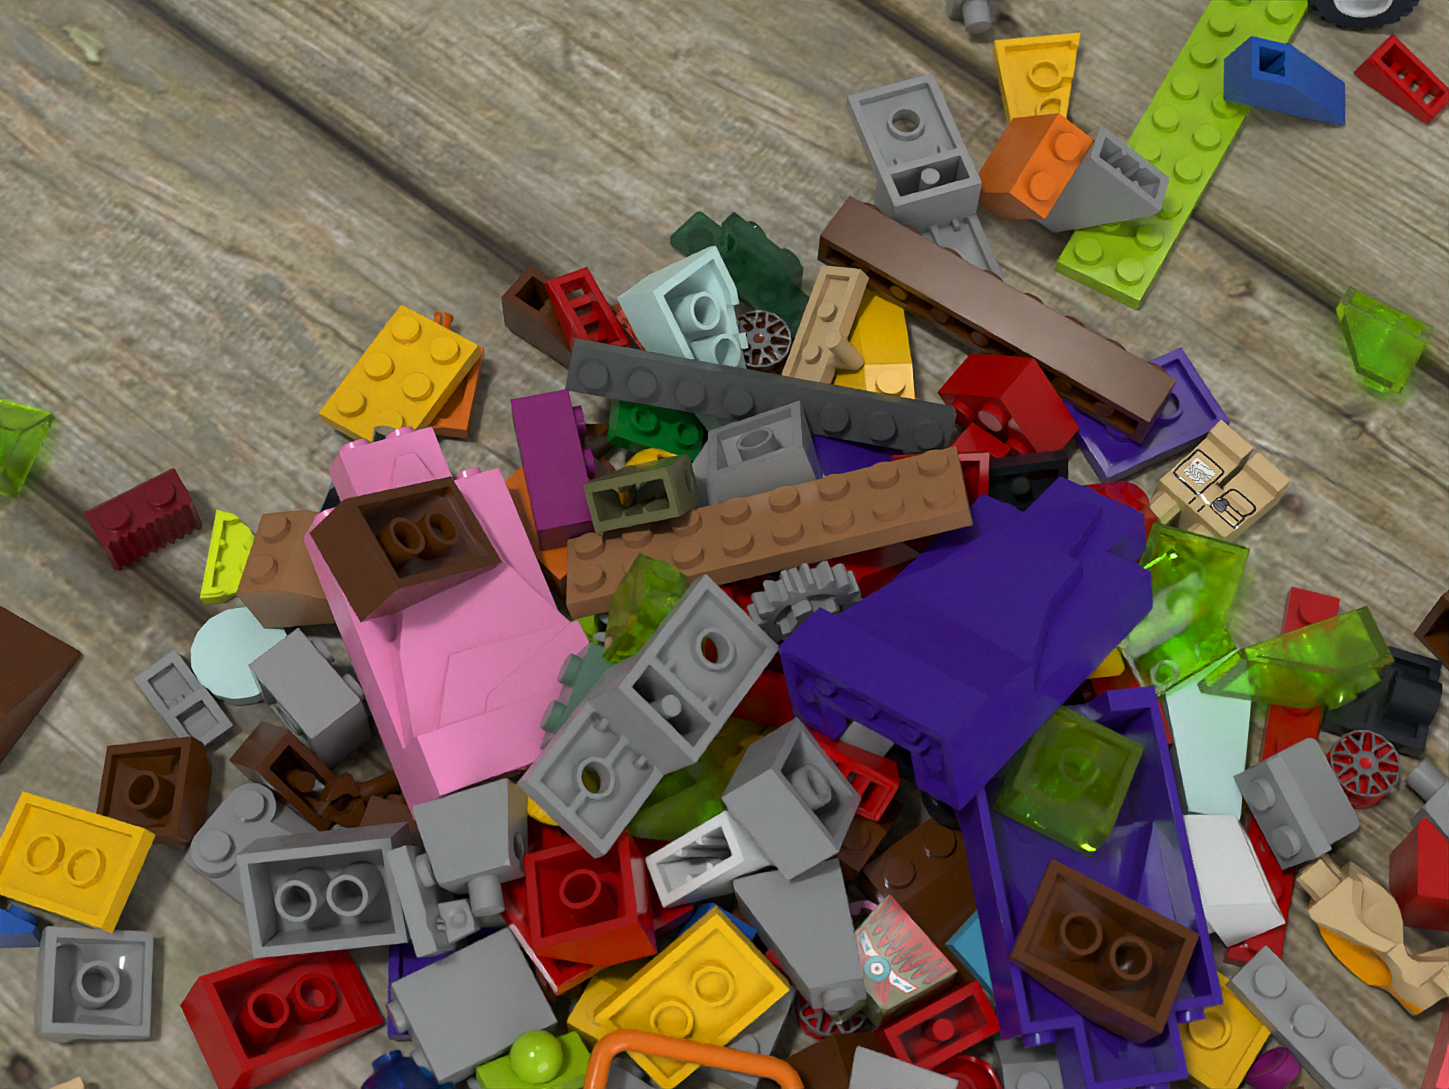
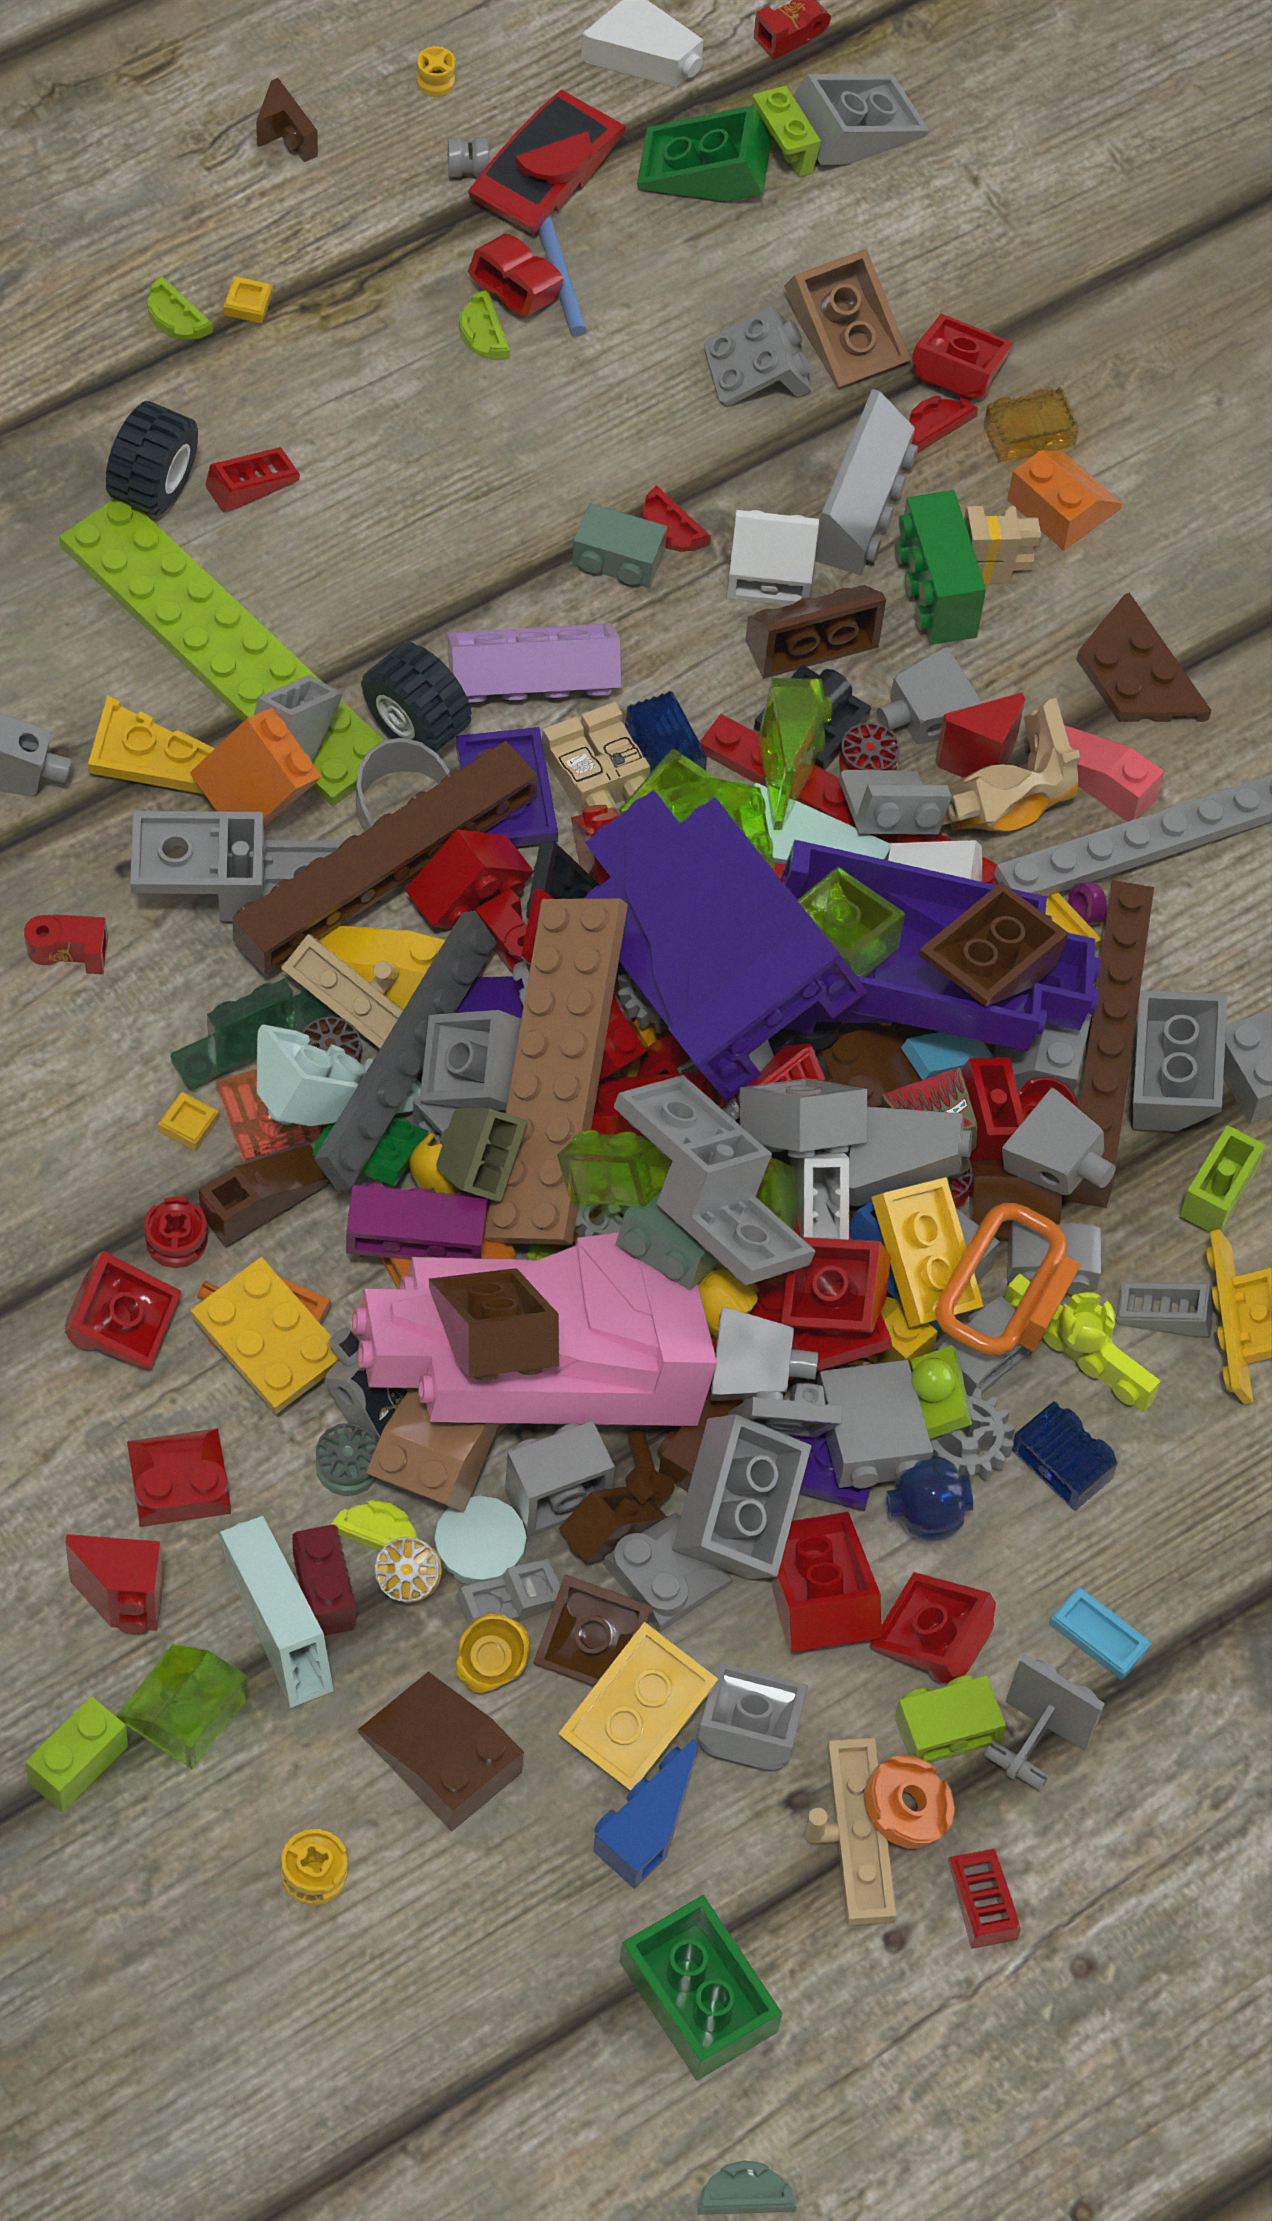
camera: 75 degrees left, 5 degrees down
(53, 498) = (278, 1611): none -> light aqua slope
(82, 335) = (118, 1579): none -> red slope
(105, 700) = (492, 1652): none -> yellow hair
(171, 576) = (408, 1569): none -> wheel
(236, 362) = (179, 1477): none -> red slope
(287, 490) = (345, 1459): none -> sand green wheel
(391, 253) = (121, 1311): none -> red slope
(494, 269) = (175, 1232): none -> red wheel
(601, 314) = (286, 1159): red slope -> none
(634, 252) = (188, 1121): none -> yellow tile
(795, 98) = (67, 940): none -> red leg
(799, 595) = (645, 1046): light grey gear -> none
(1107, 282) = (392, 757): none -> light grey piece
(1194, 288) = (416, 697): none -> black wheel
(1280, 548) = (659, 727): none -> clear blue brick
(1283, 81) = (232, 564): blue slope -> none
(1312, 394) = (536, 661): none -> lavender slope
(1381, 340) = (504, 588): clear neon green slope -> none

